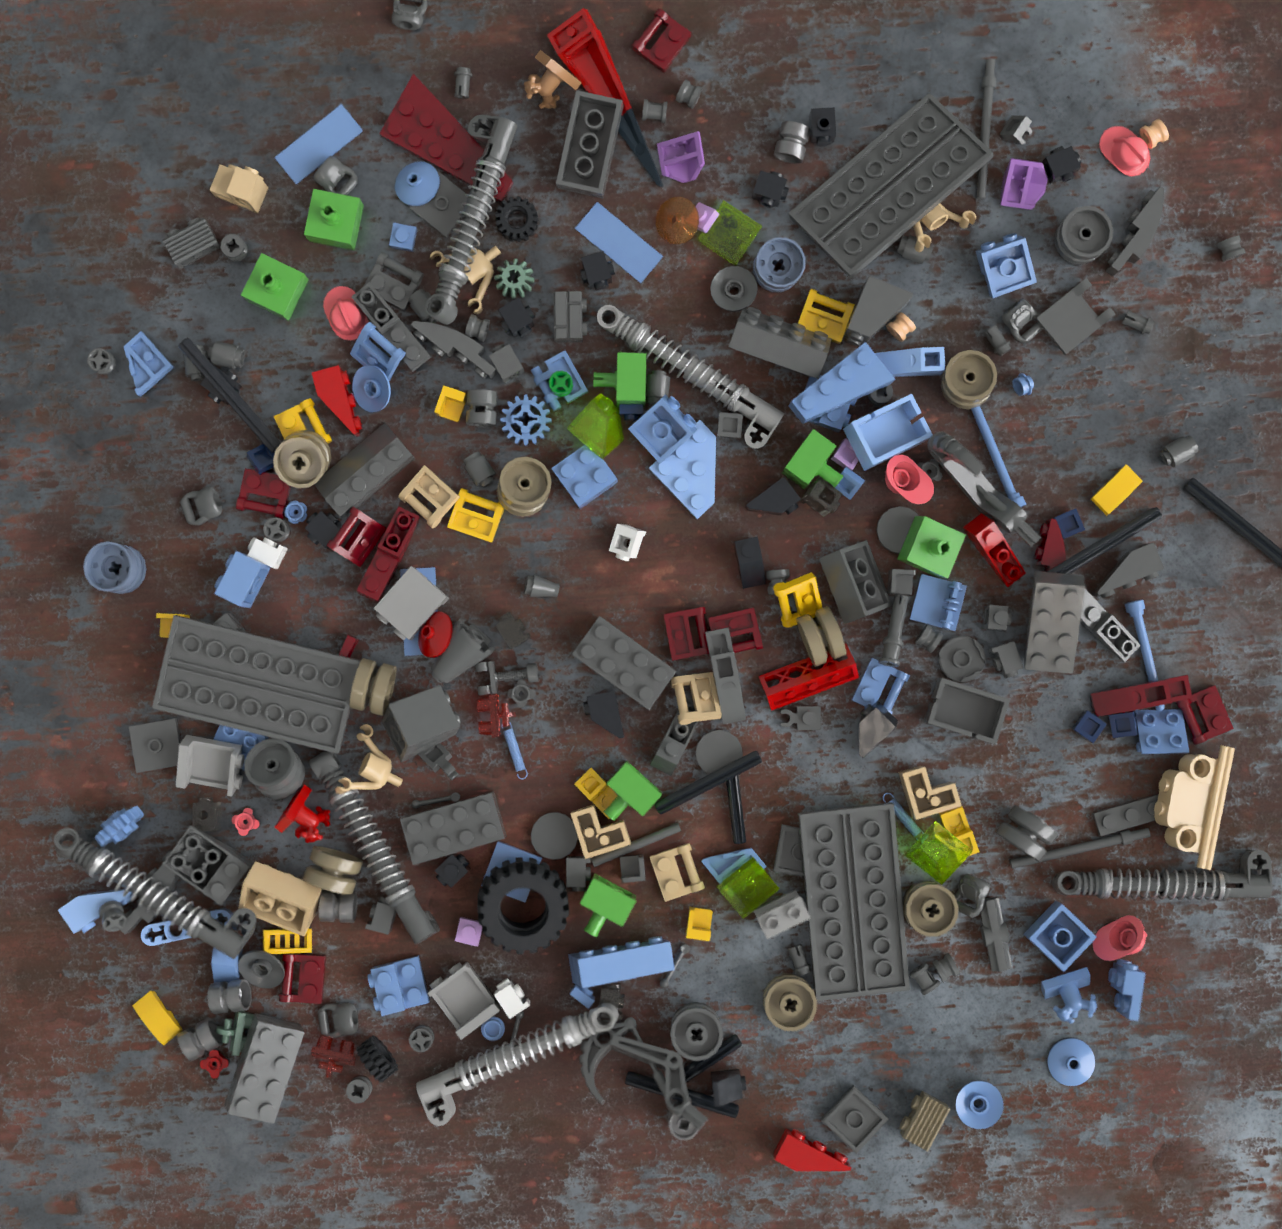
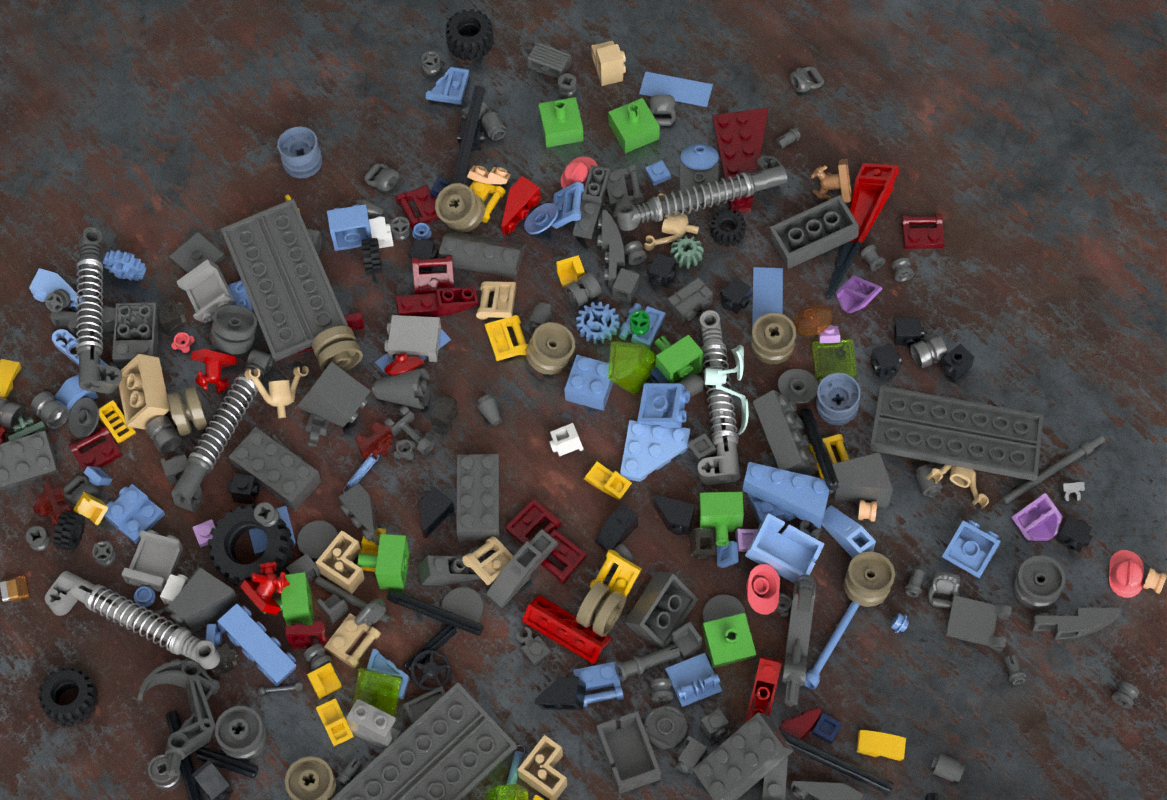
camera: 55 degrees right, 25 degrees down
(83, 288) = (466, 23): none -> black tyre
(231, 544) = (372, 209): none -> dark grey cone
(288, 398) = (496, 176): none -> light nougat slope
(291, 581) = (371, 256): none -> black tyre
(335, 994) = (97, 476): none -> medium blue plate
(367, 1020) = (91, 508): none -> yellow panel
(396, 1141) = (15, 589): none -> clear orange piece
(515, 872) = (270, 517): none -> dark grey wheel
(541, 1179) = (79, 708): none -> black tyre
(543, 984) = (202, 601): none -> dark grey slope
(557, 777) = (360, 508): none -> dark grey slope
(584, 929) = (266, 584): none -> red piece
(645, 917) = (301, 635): none -> dark red plate
(667, 840) = (371, 612): none -> dark grey piece
(673, 915) = (317, 656): none -> dark grey wheel
(674, 259) = (773, 338): none -> dark tan wheel
(680, 358) = (718, 377): none -> light aqua plant
(693, 533) = (607, 481): none -> yellow slope
(742, 940) = (334, 722): none -> yellow slope
(756, 143) = (907, 331): none -> black brick
(758, 824) = (430, 670): none -> black wheel
(820, 324) = (819, 449): none -> black axle

